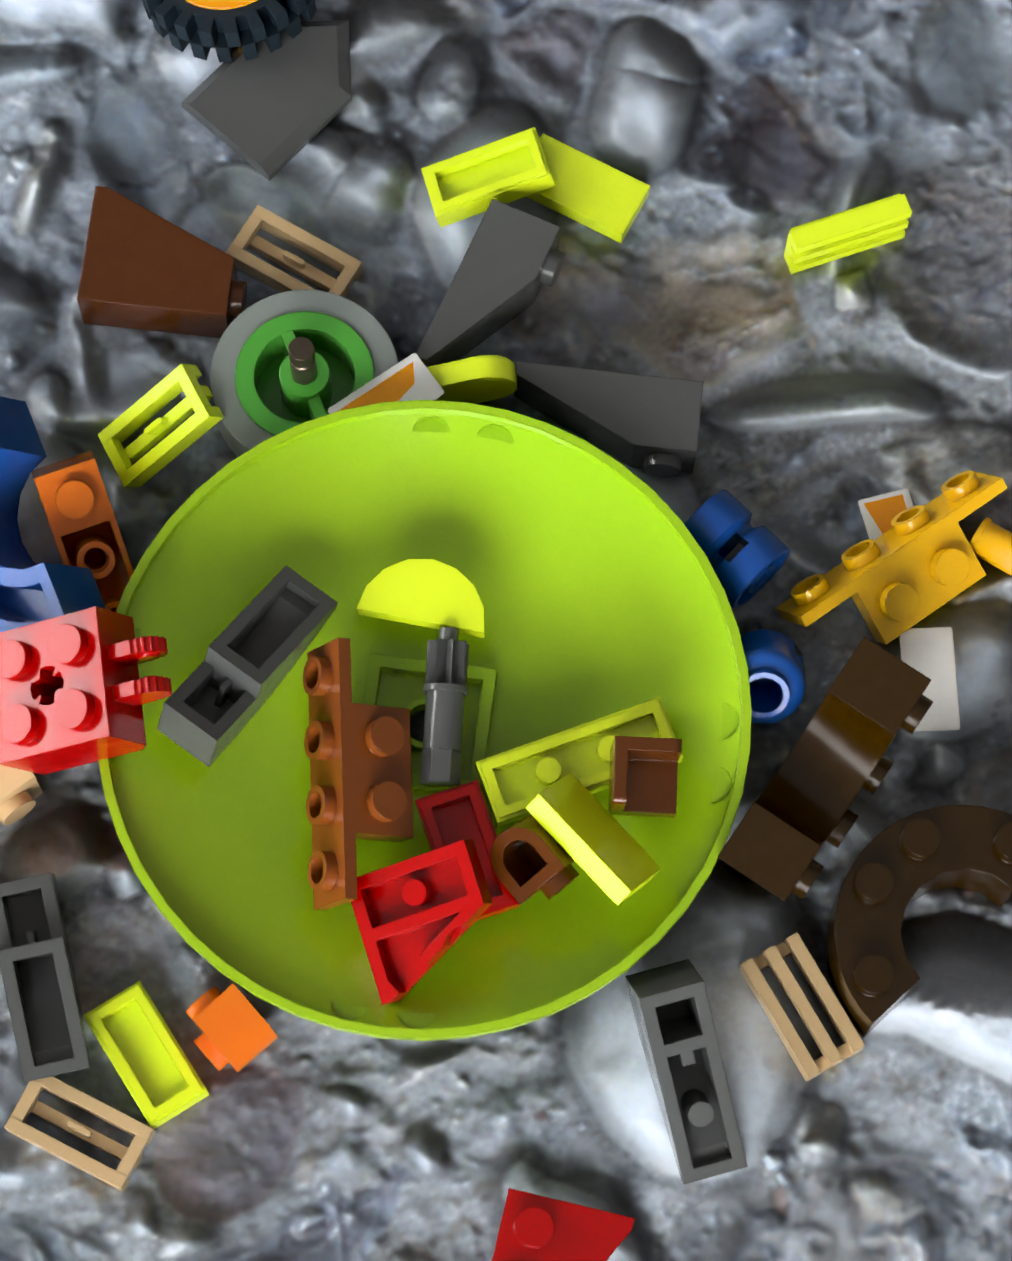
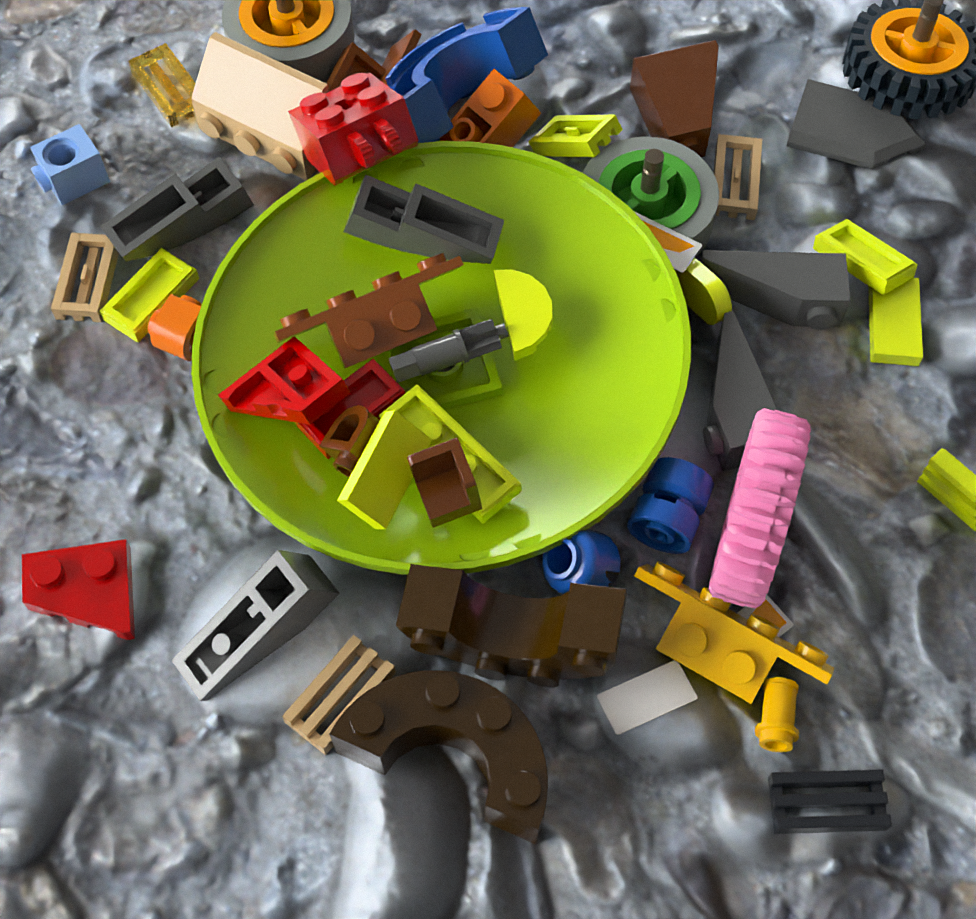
camera: 70 degrees right, 10 degrees down
(805, 456) = (760, 508): none -> bright pink gear

